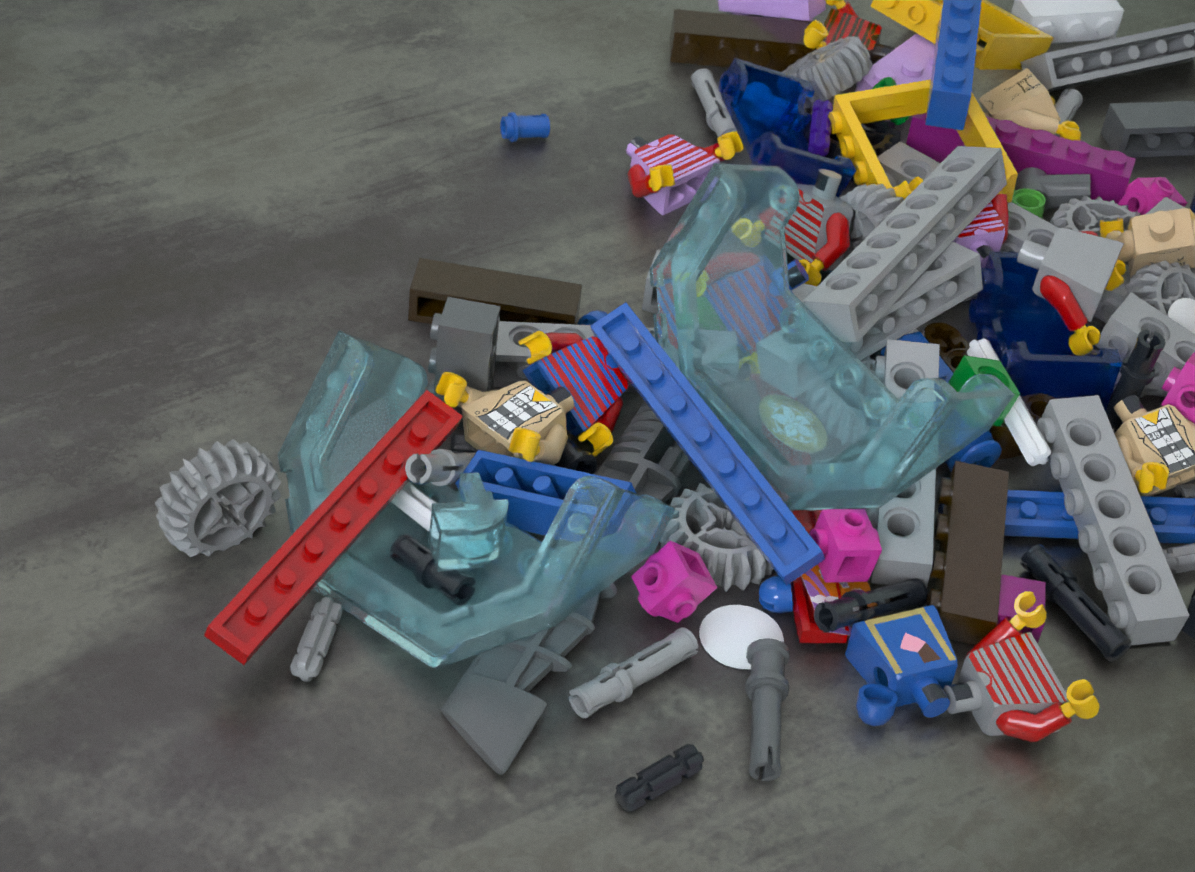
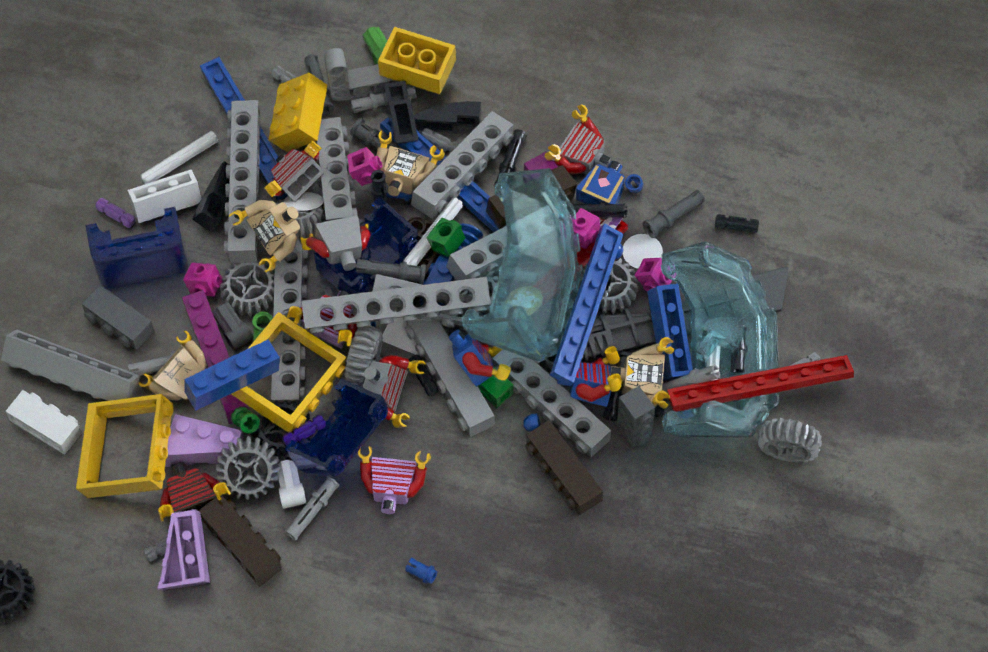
camera: 125 degrees left, 20 degrees up
(956, 327) = (400, 271): none -> dark grey pin

